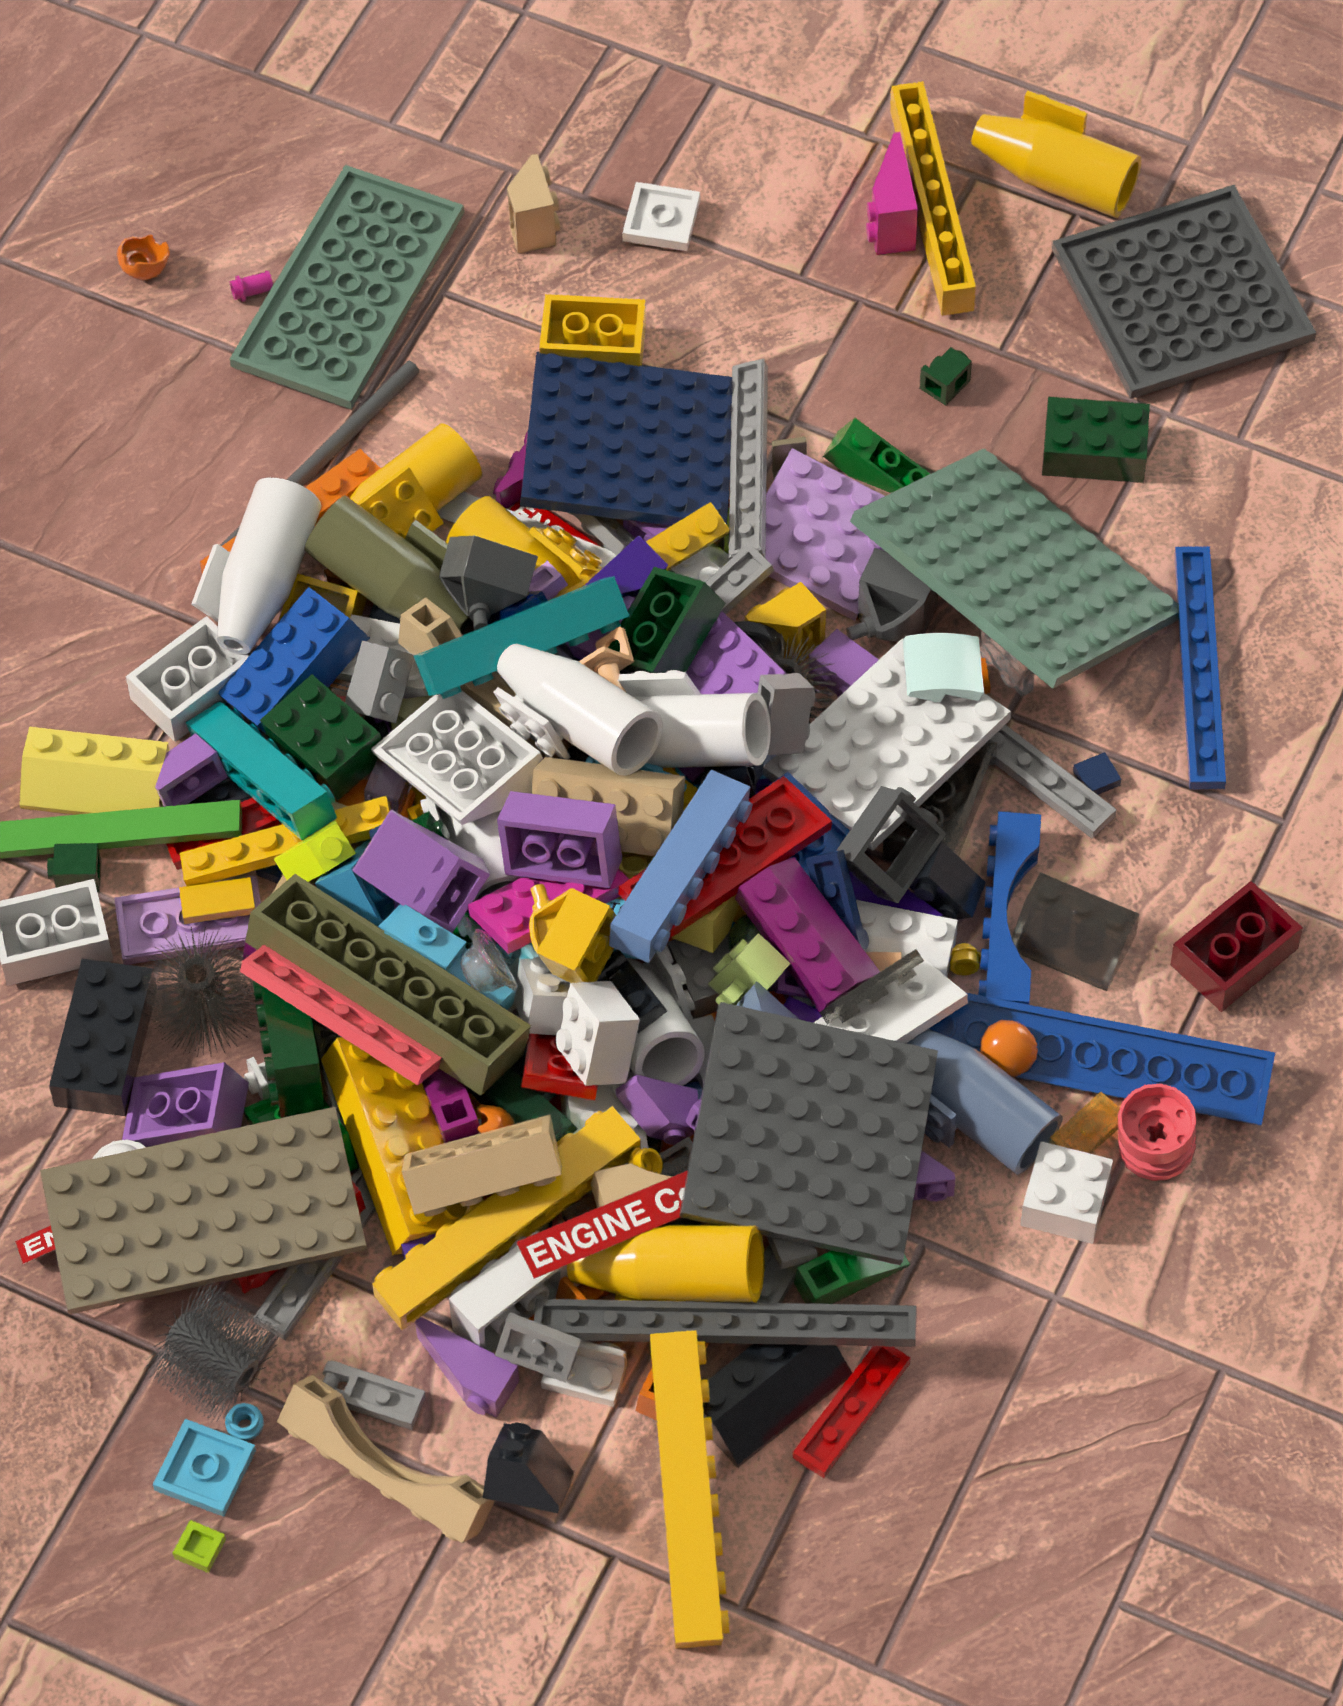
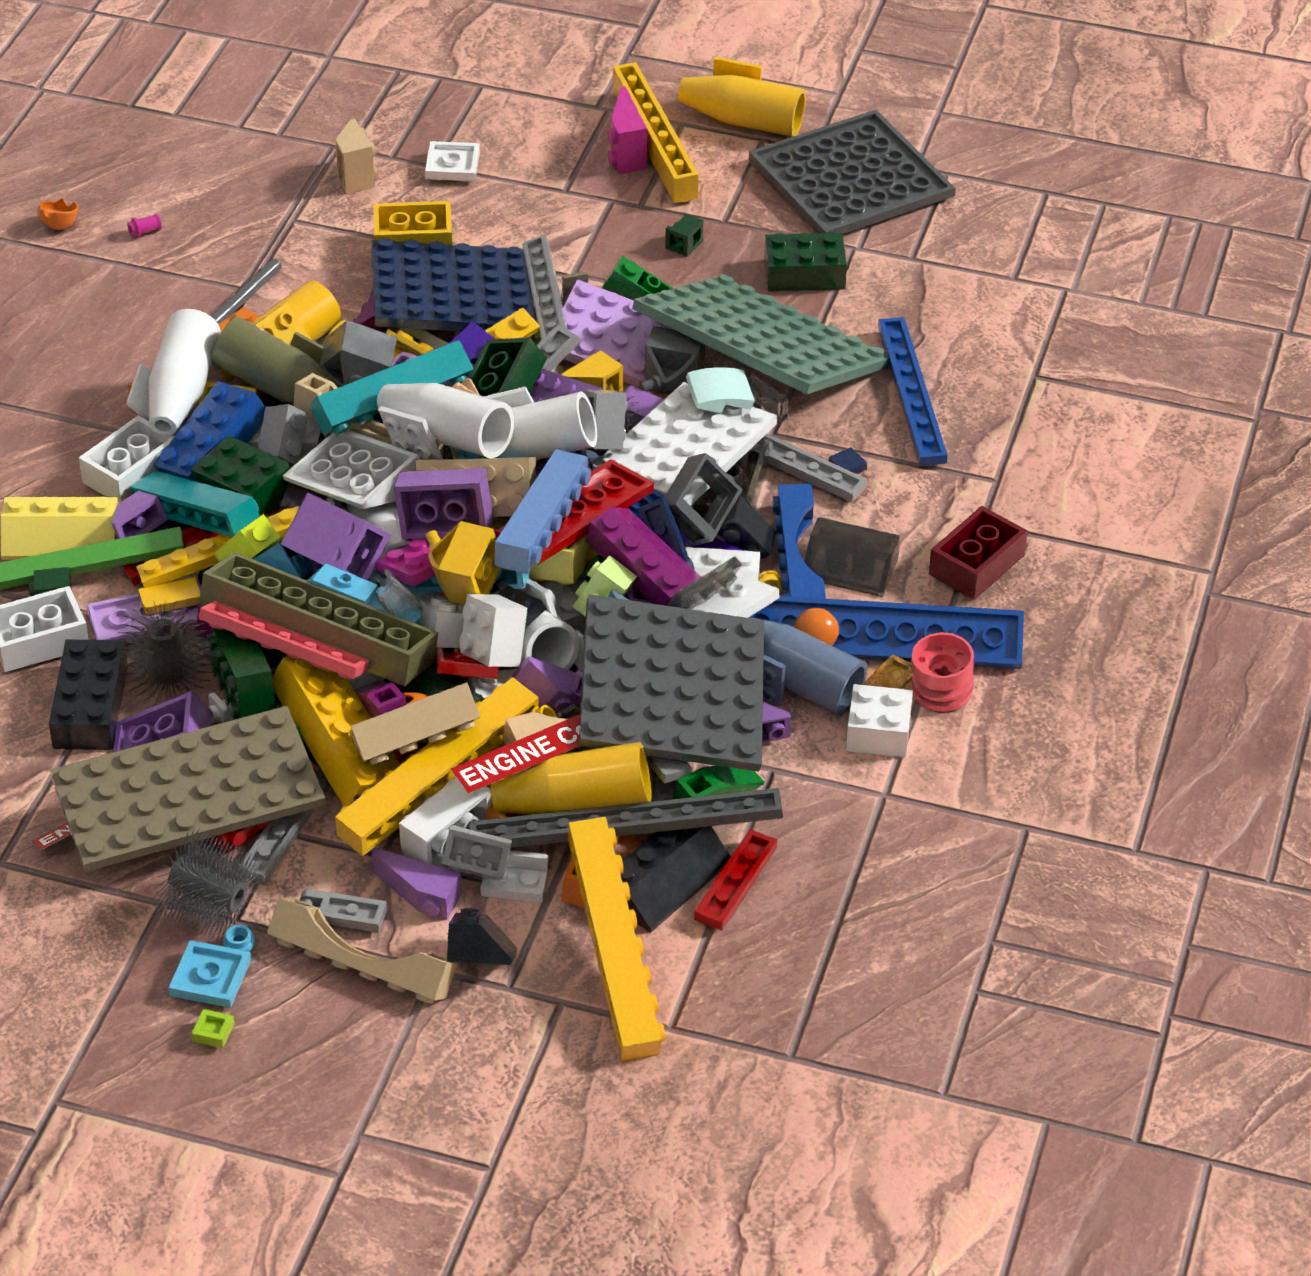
camera: 10 degrees left, 15 degrees down
(347, 286) = (218, 220): sand green plate -> none

